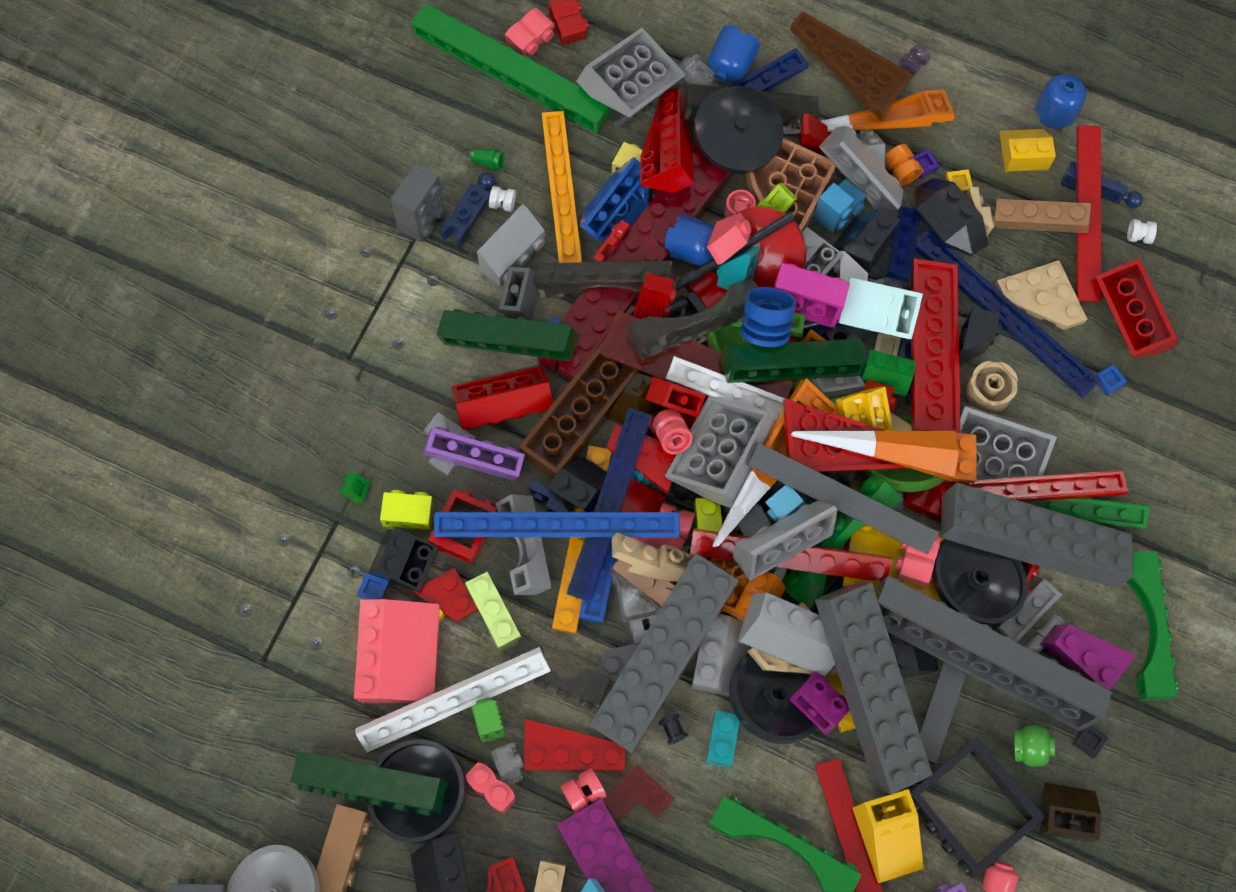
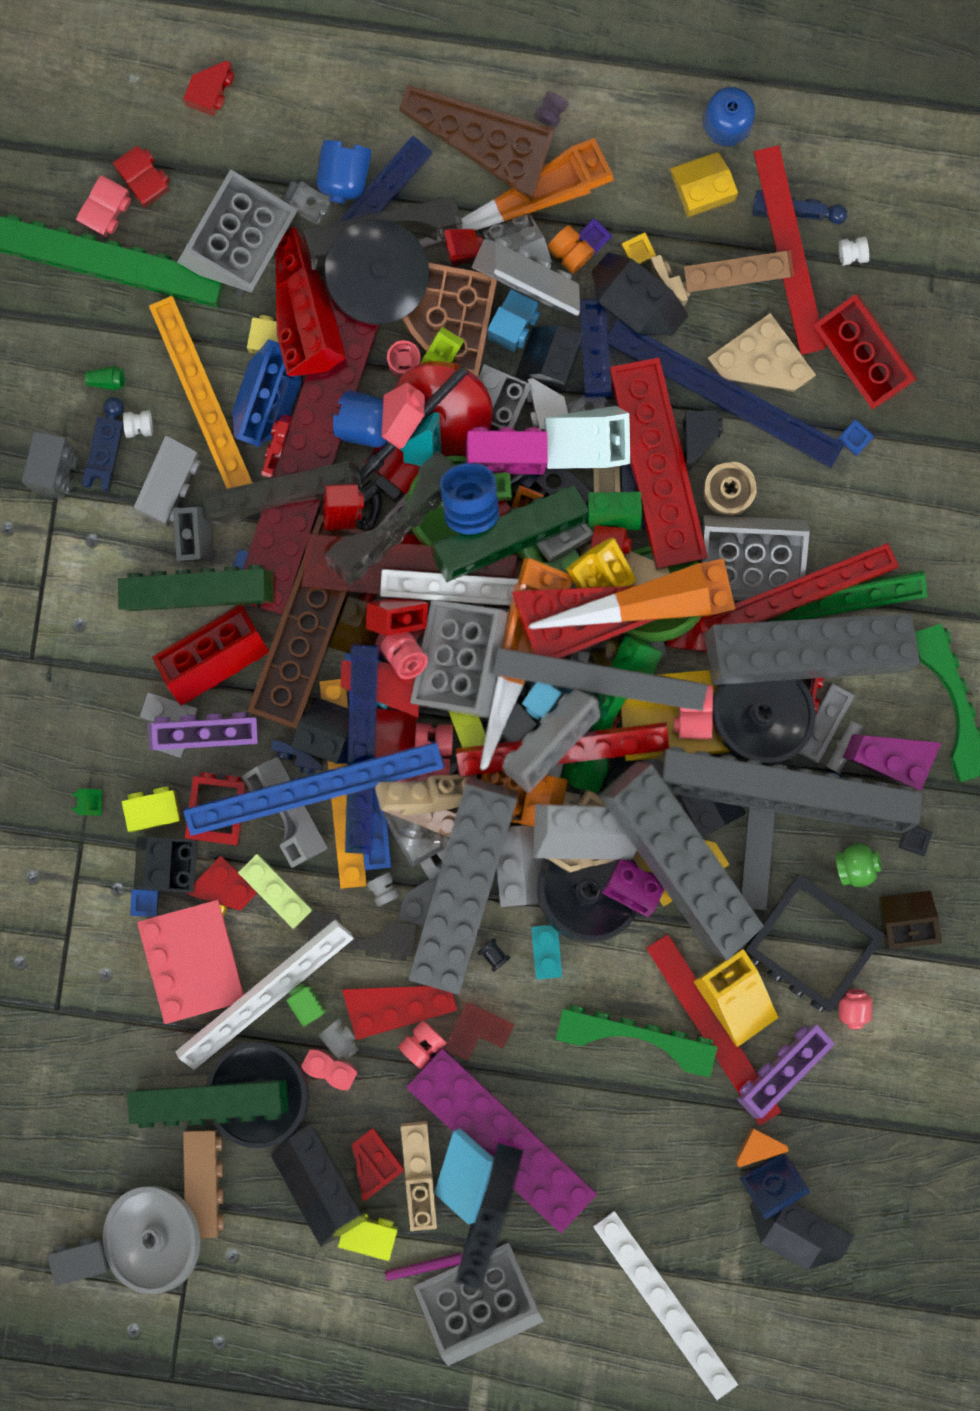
camera: 15 degrees left, 15 degrees up
(590, 639) = (383, 889): none -> light grey wheel

